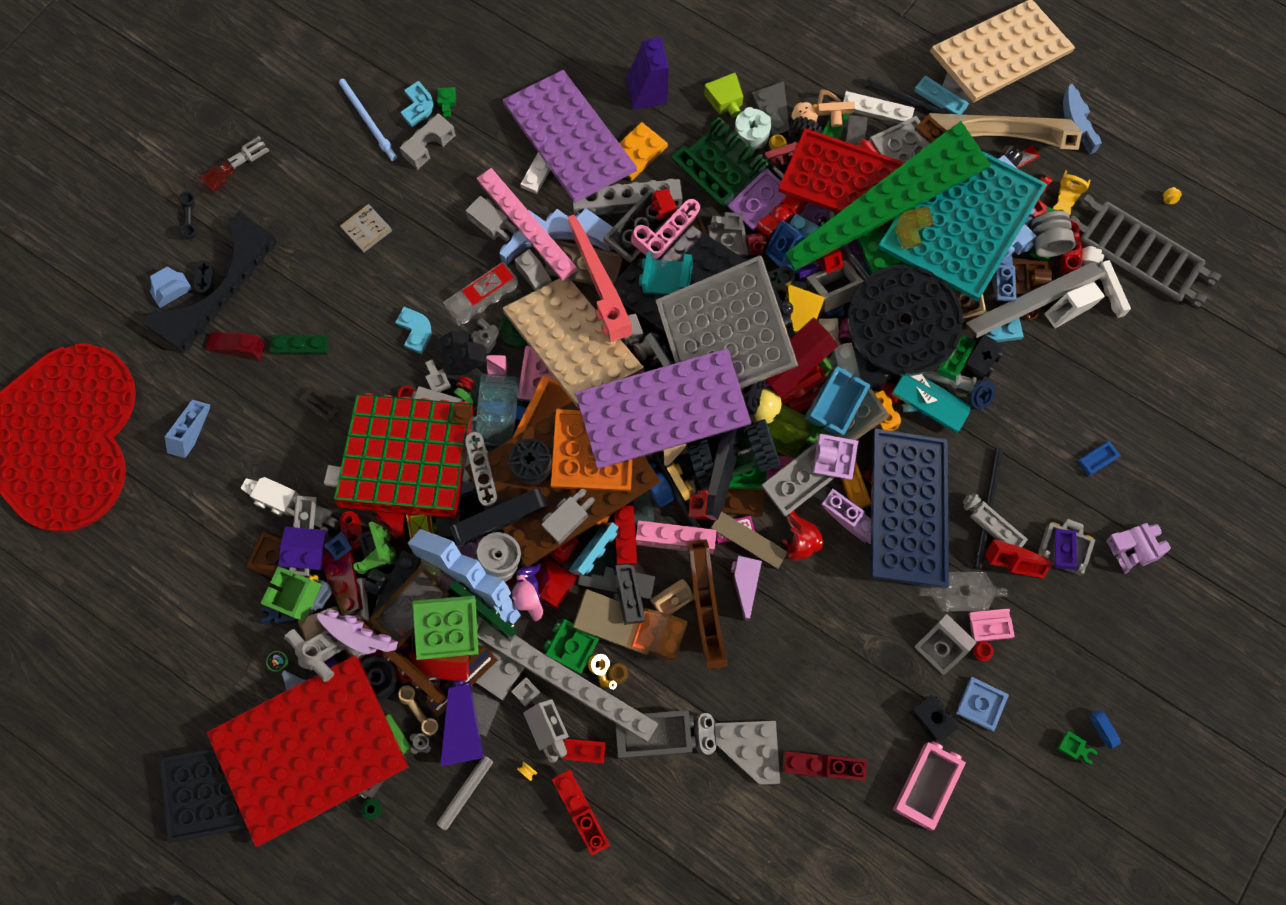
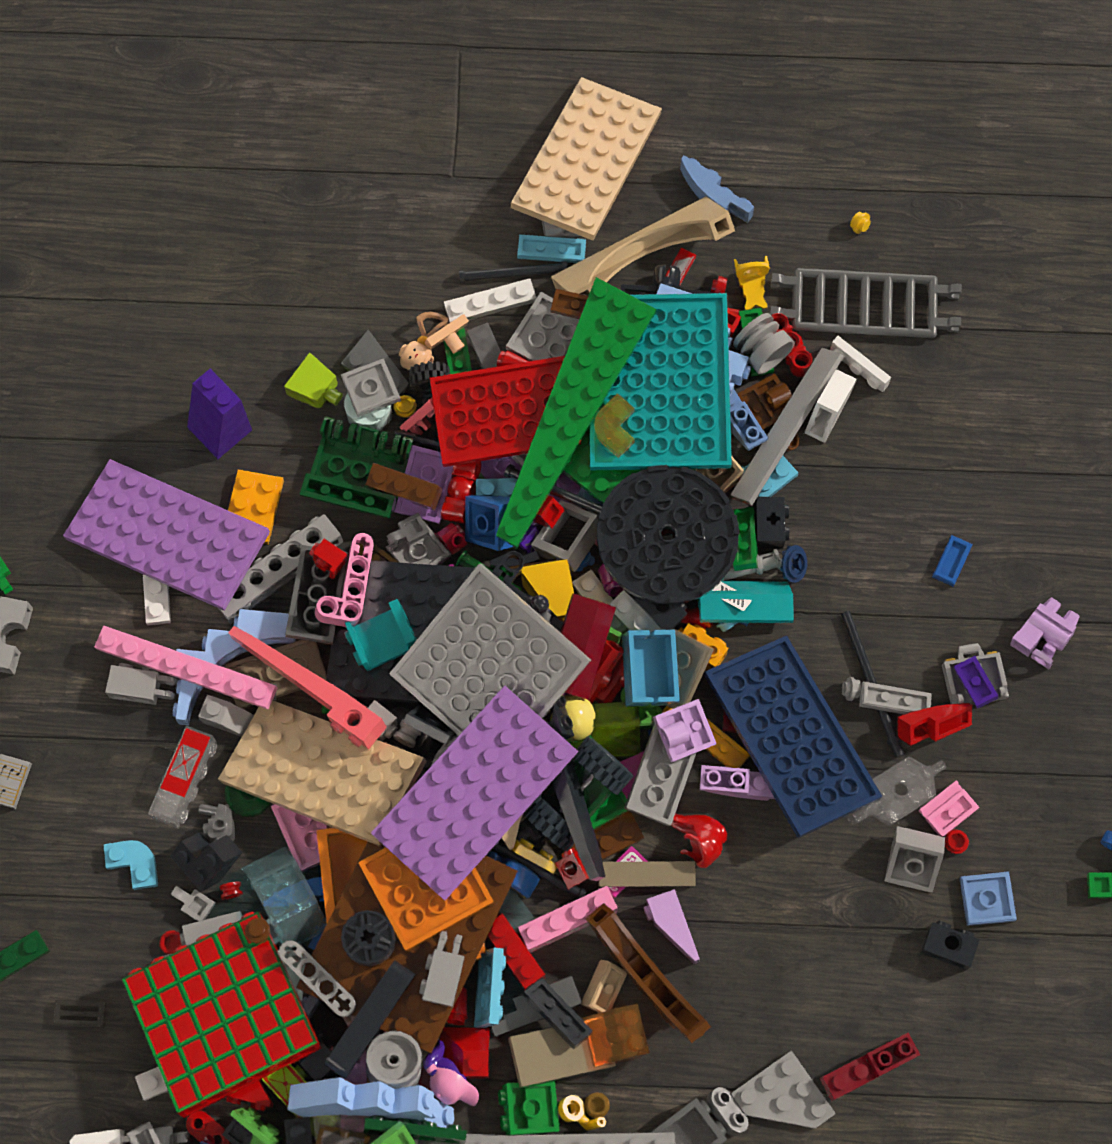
camera: 30 degrees left, 0 degrees up
(460, 393) = (237, 905): bright green tile -> none
(497, 365) = (252, 848): bright pink slope -> none
(748, 194) = (404, 486): none -> reddish brown arch
(761, 113) = (370, 387): none -> light grey plate
(929, 785) = (986, 1018): window -> none
(1091, 254) = (815, 340): white plate -> none

